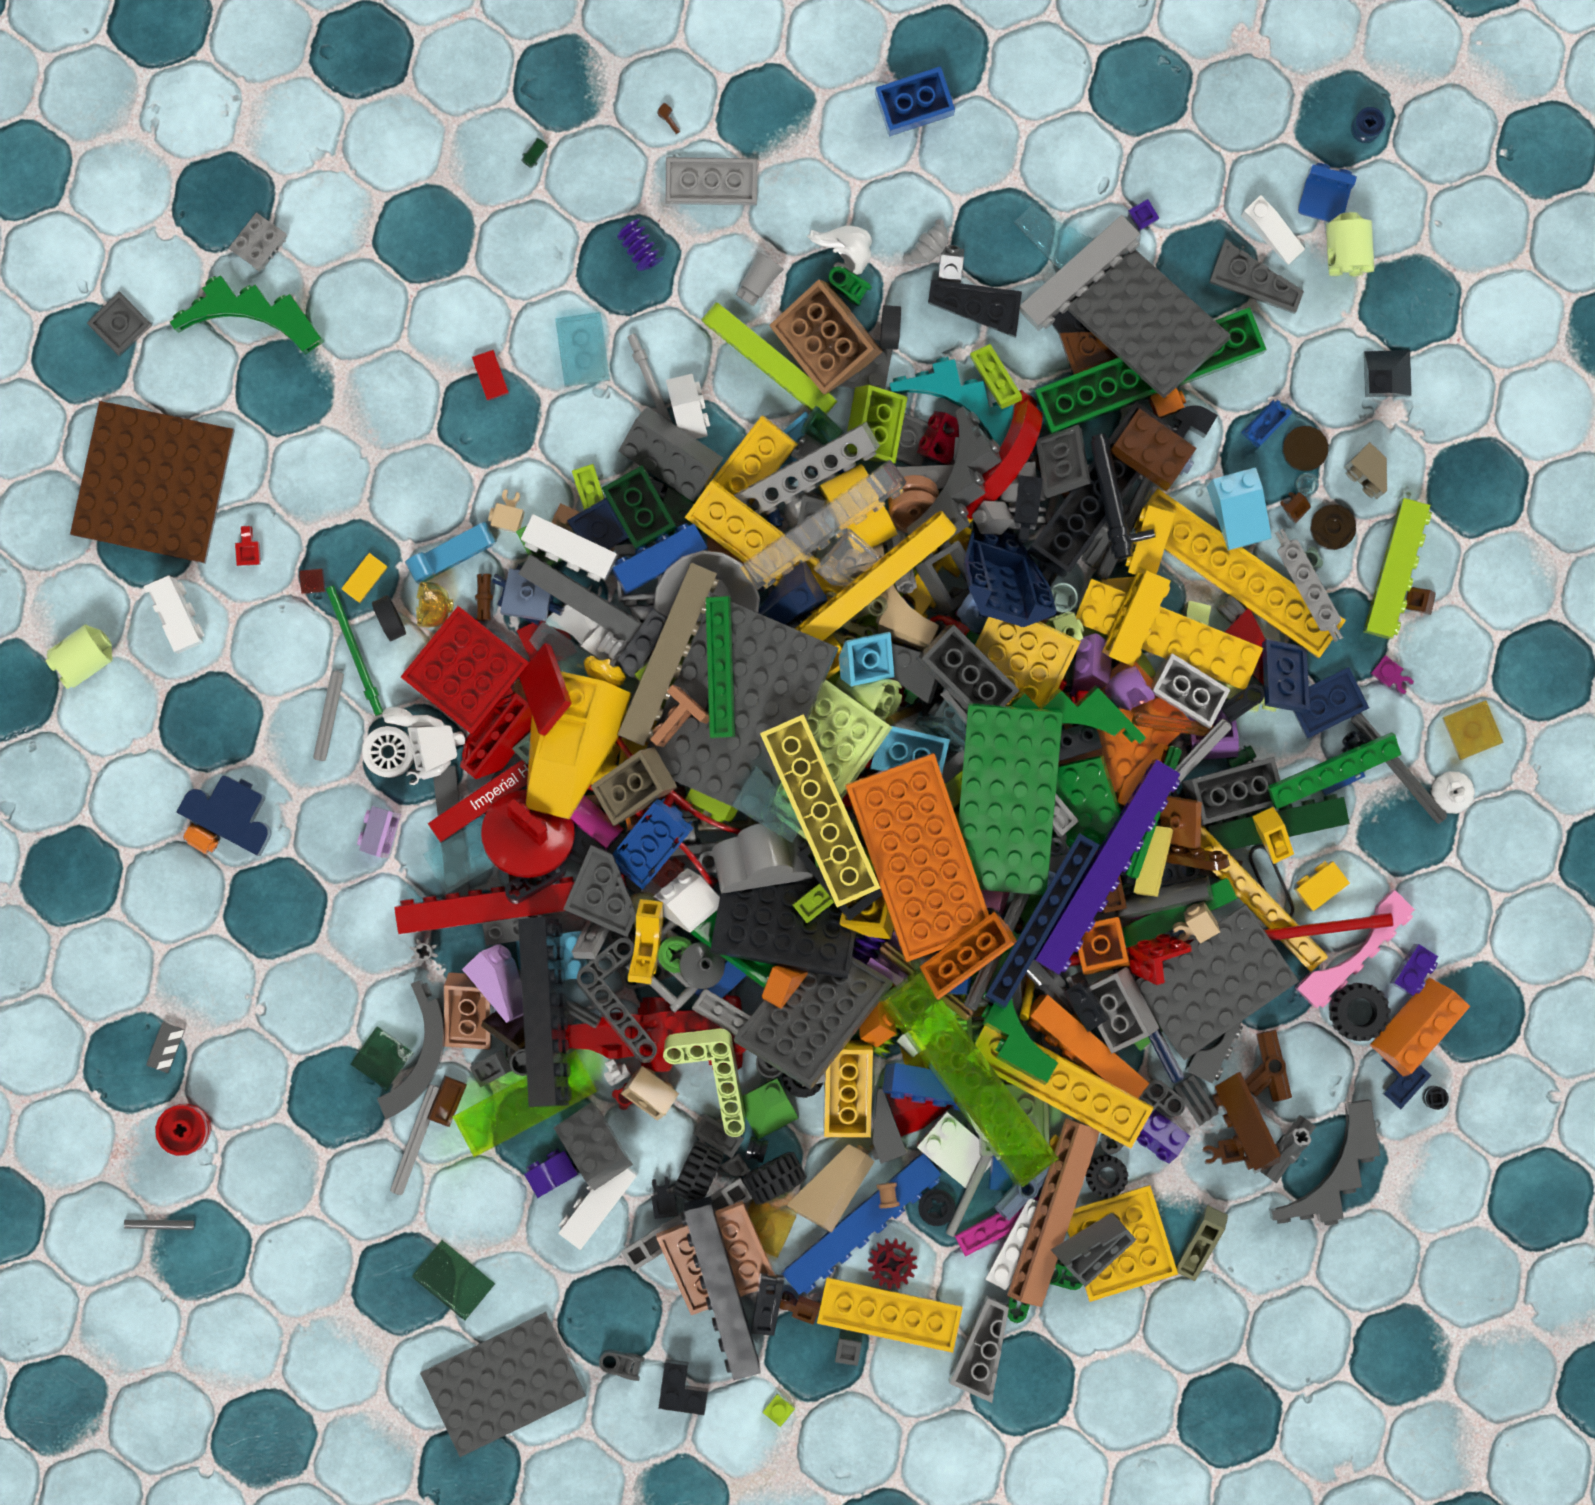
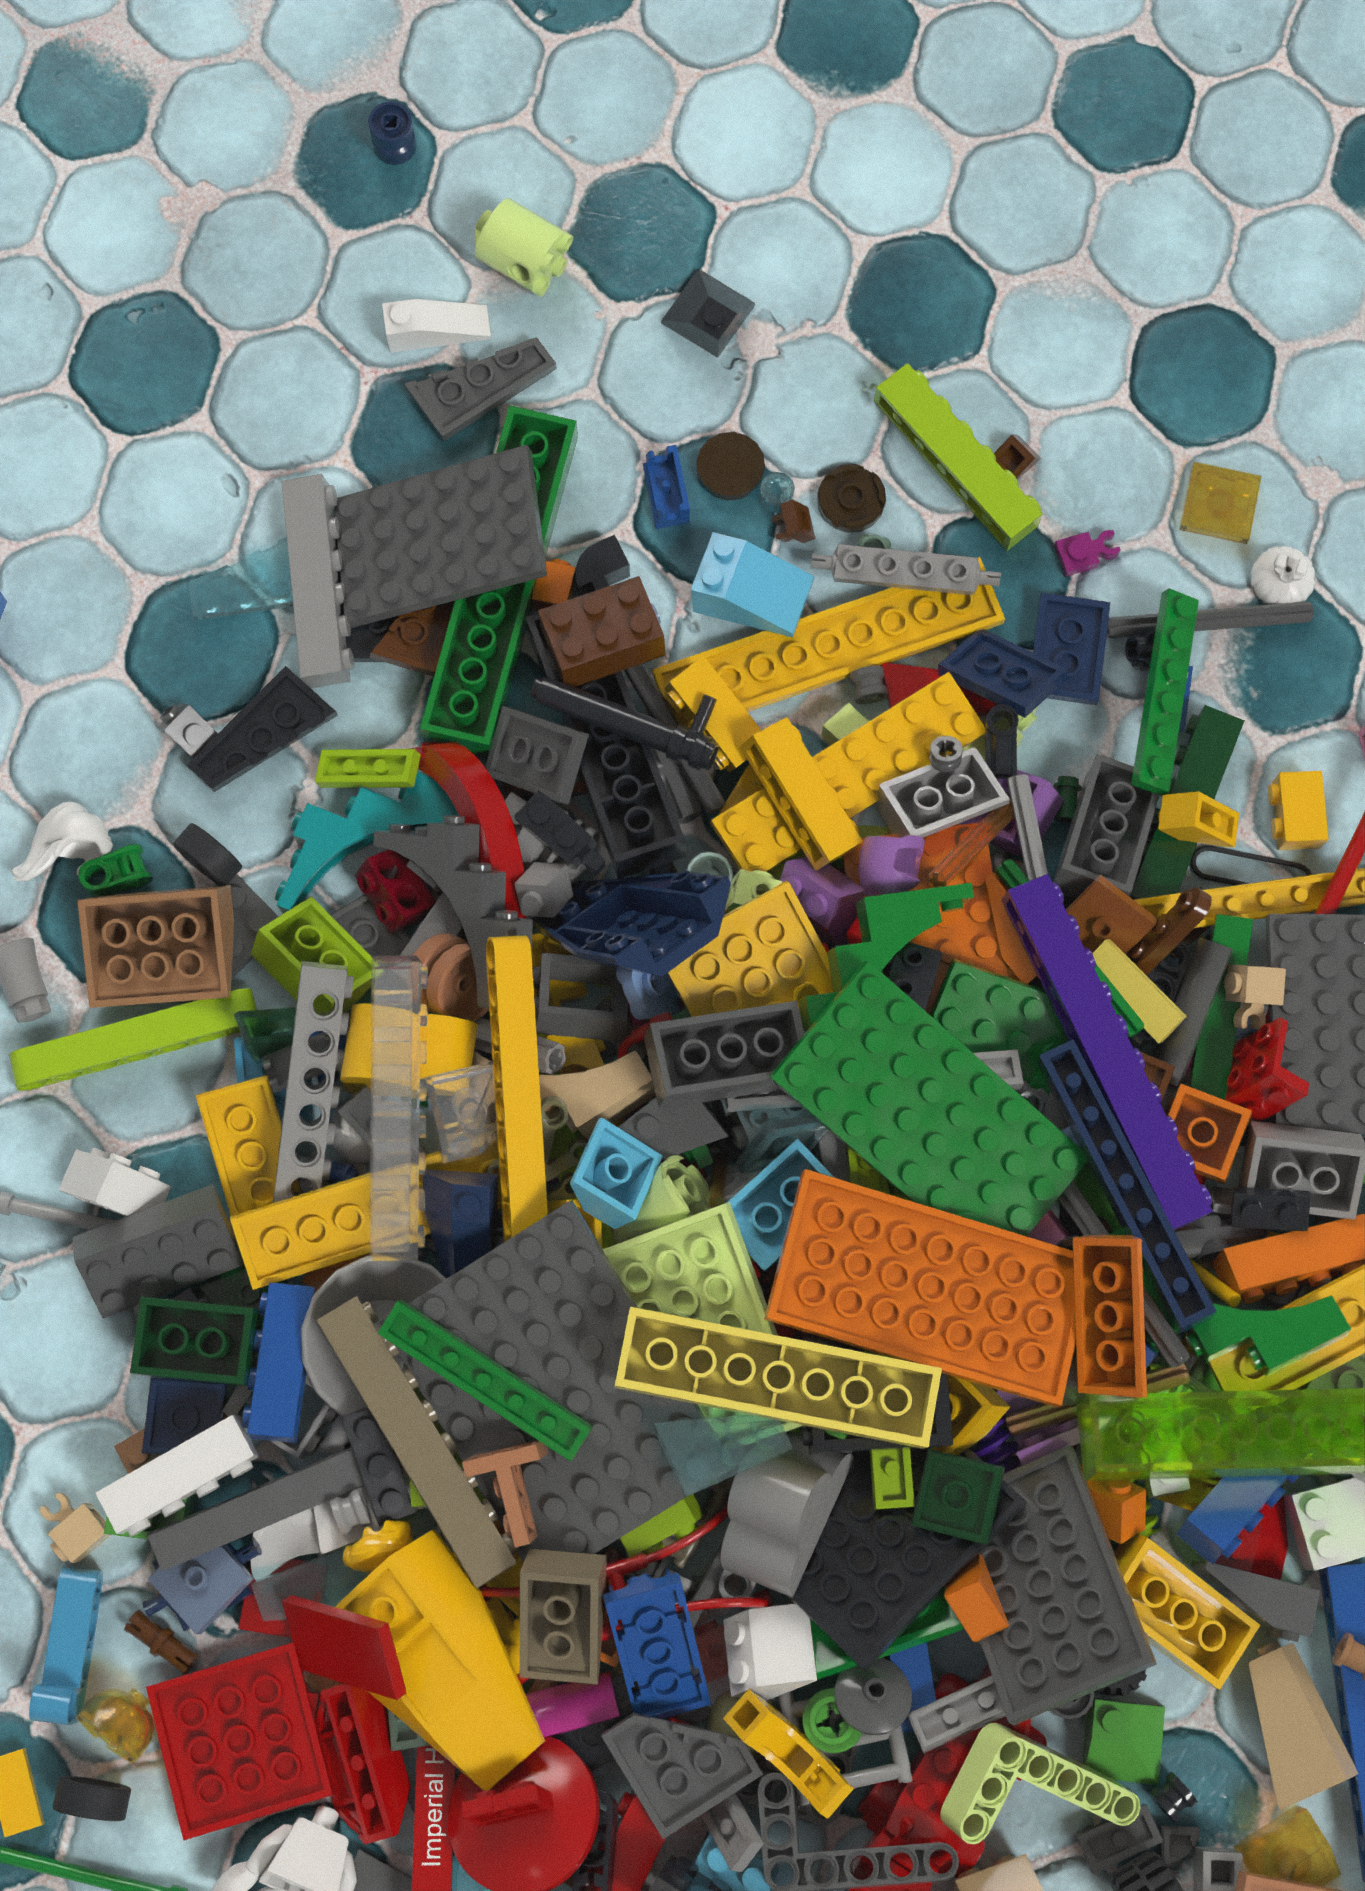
camera: 60 degrees left, 10 degrees down
(588, 485) = (118, 1391): lime plate -> none
(774, 1178) = (1233, 1801): black tyre -> none
(827, 941) = (958, 1496): none -> dark green plate
(929, 245) = (142, 738): light grey piece -> none
(1143, 215) = (302, 459): dark purple plate -> none
(1219, 672) = (947, 763): none -> dark grey bush
(1326, 192) = (435, 232): blue bracket -> none
(1370, 470) = (814, 403): dark tan slope -> none

